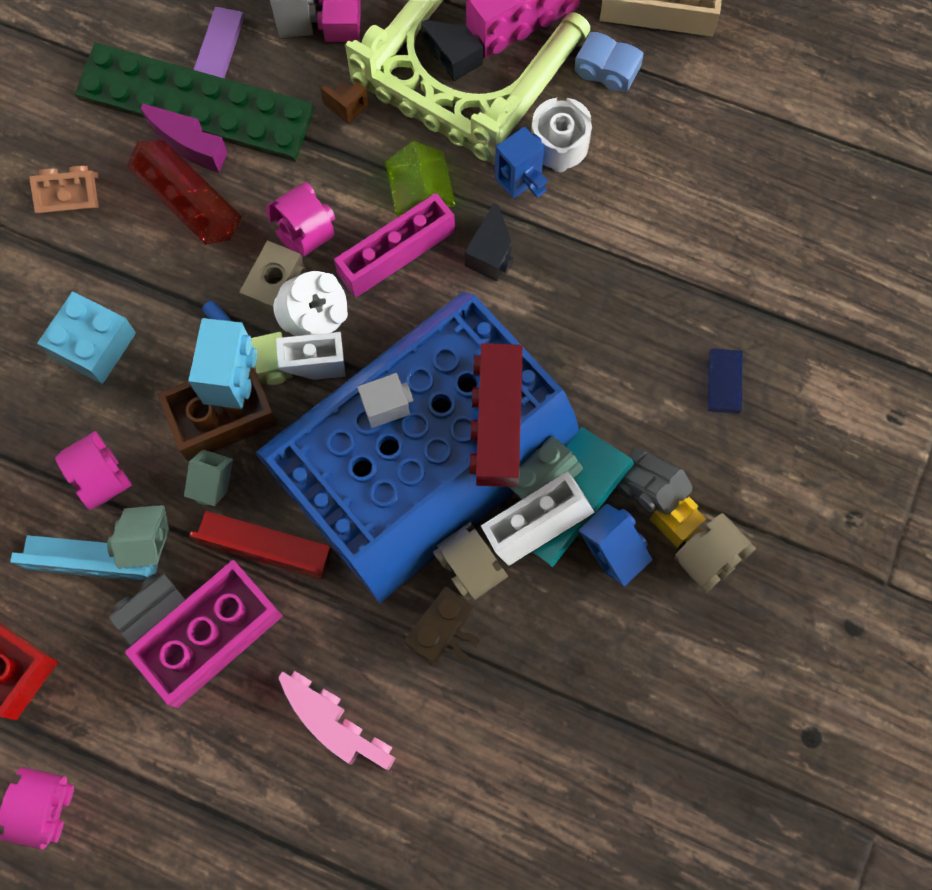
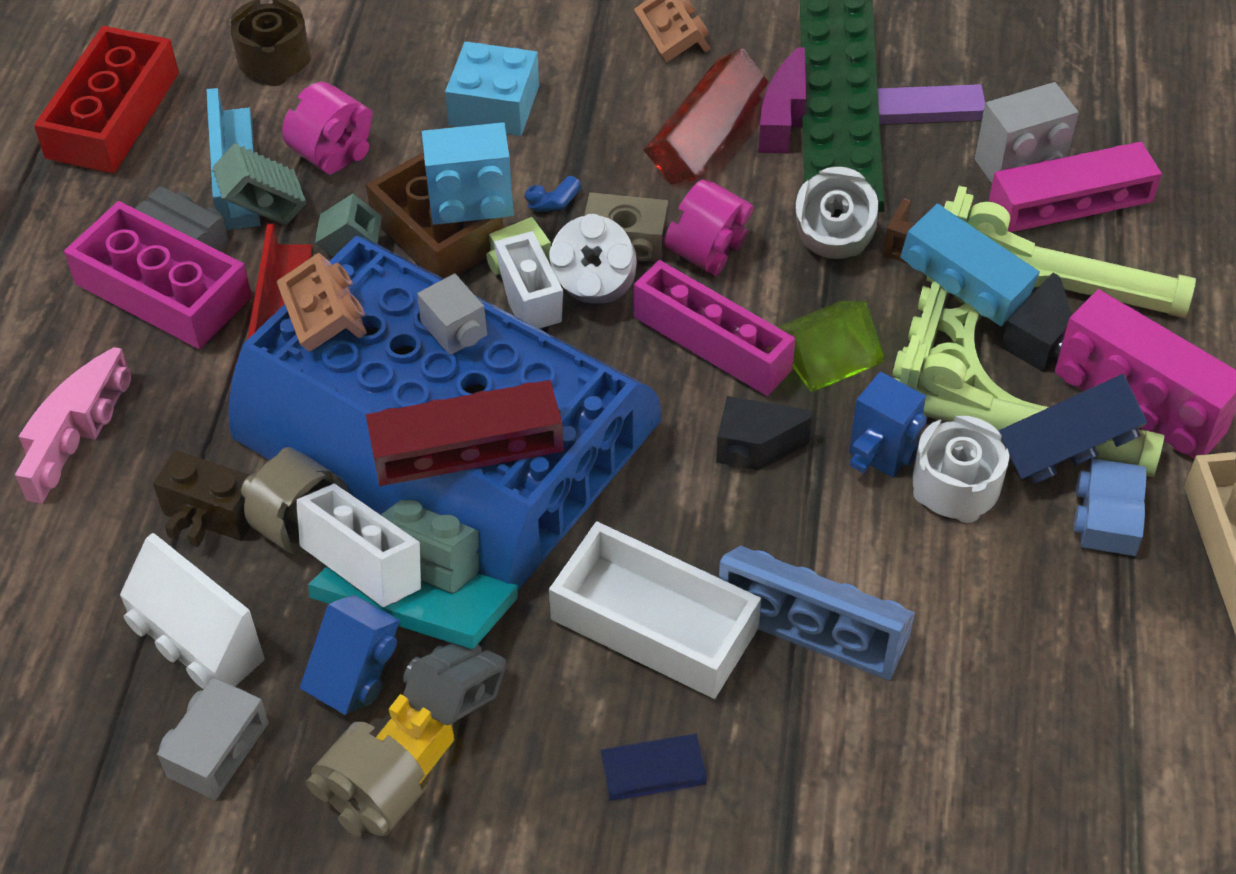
camera: 75 degrees right, 20 degrees down
(317, 149) = (817, 201): none -> white brick
(339, 494) = (320, 302): none -> nougat bracket
(407, 66) = (969, 264): none -> dark azure brick
(552, 653) = (189, 616): none -> white slope
(559, 54) = (1073, 429): none -> dark blue brick
(622, 345) = (655, 609): none -> white piece
(644, 250) = (821, 612): none -> medium blue slope
(646, 653) = (212, 738): none -> light grey brick

